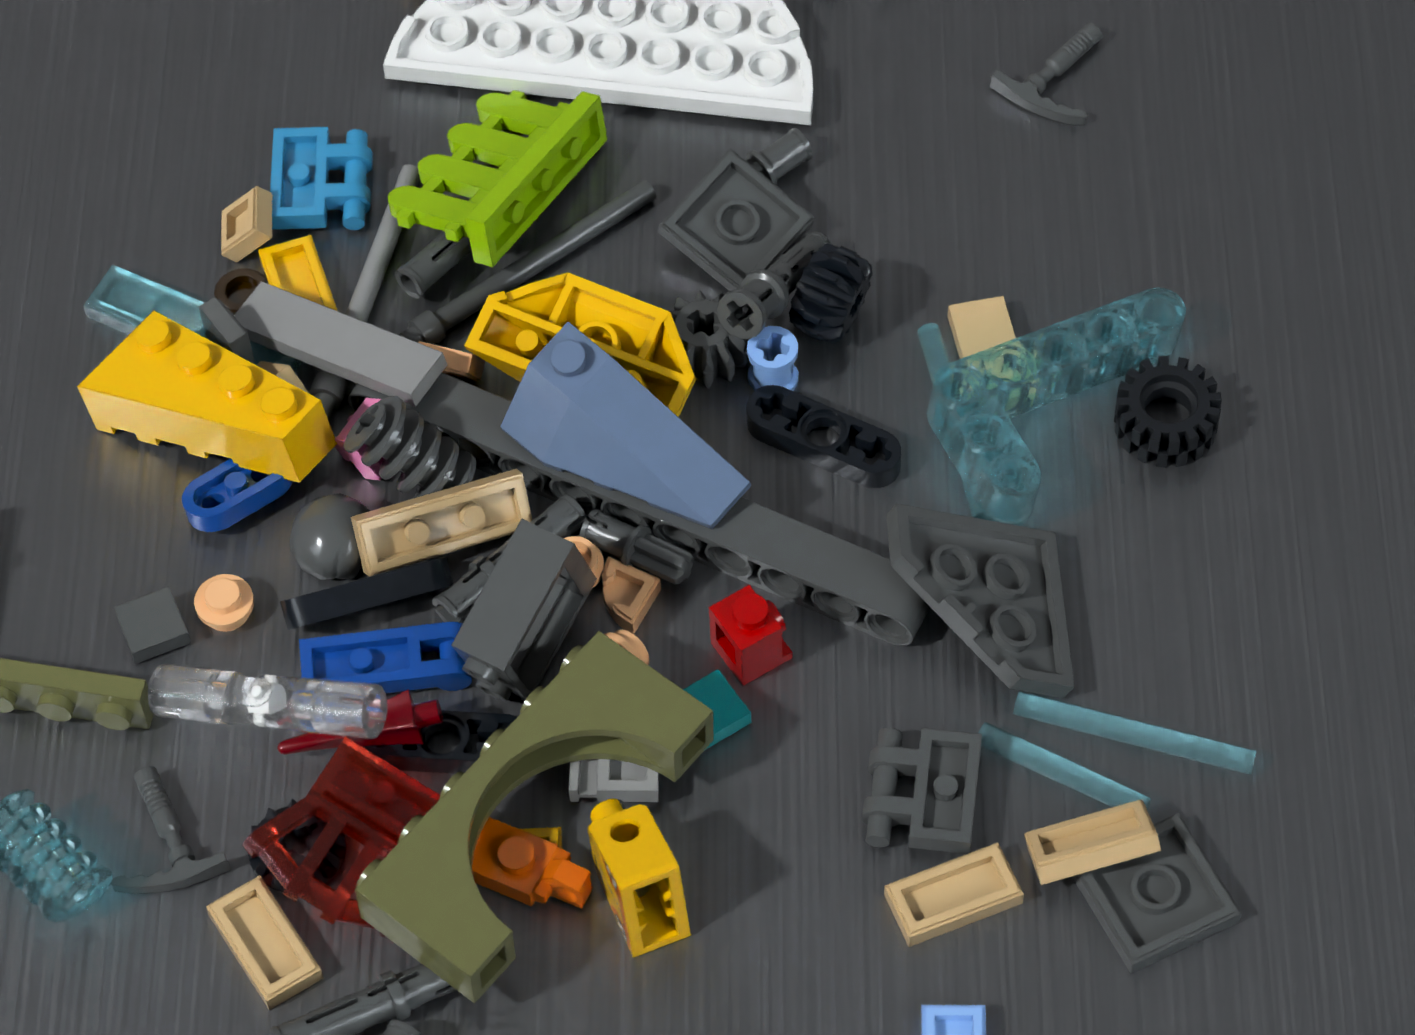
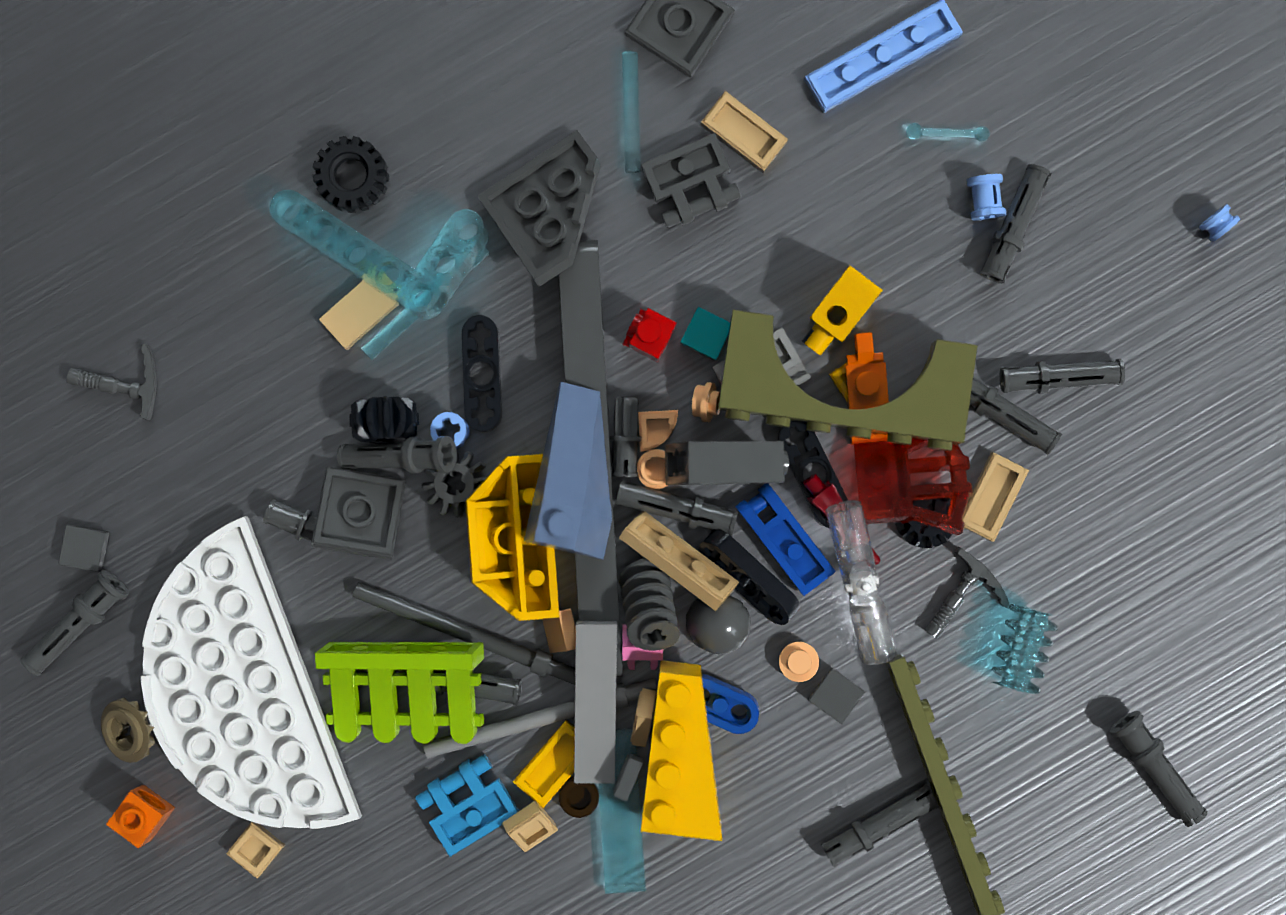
camera: 120 degrees left, 30 degrees up
(1092, 841) = (674, 66): tan tile -> none
(1134, 732) = (583, 83): clear light blue bar -> none

